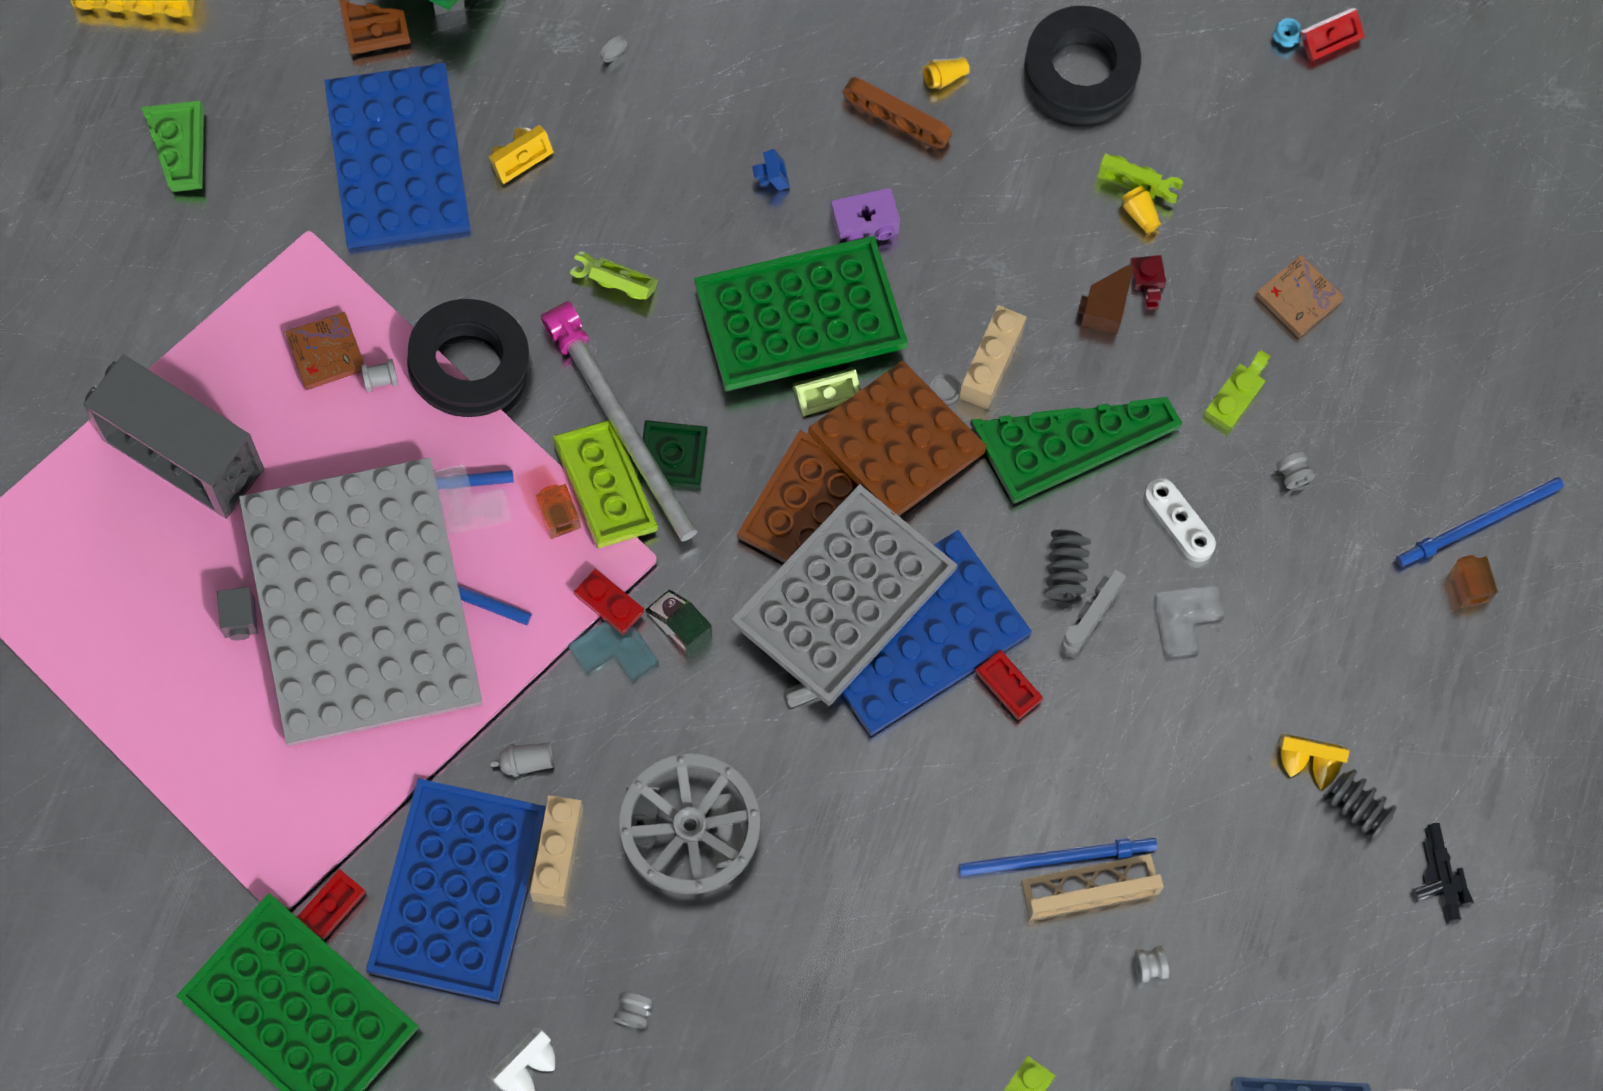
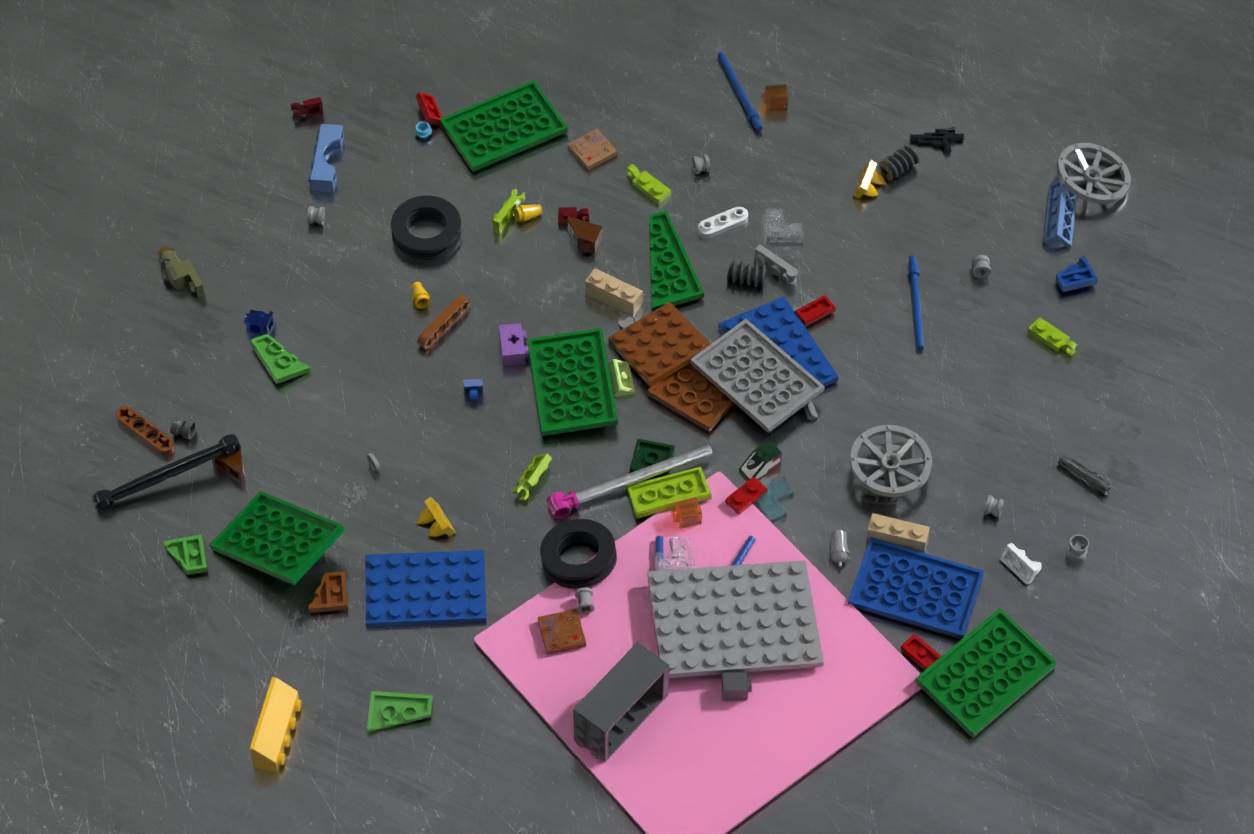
camera: 80 degrees left, 15 degrees down
(1092, 894) = (941, 286): tan fence -> none
(1321, 152) = (503, 125): none -> green plate

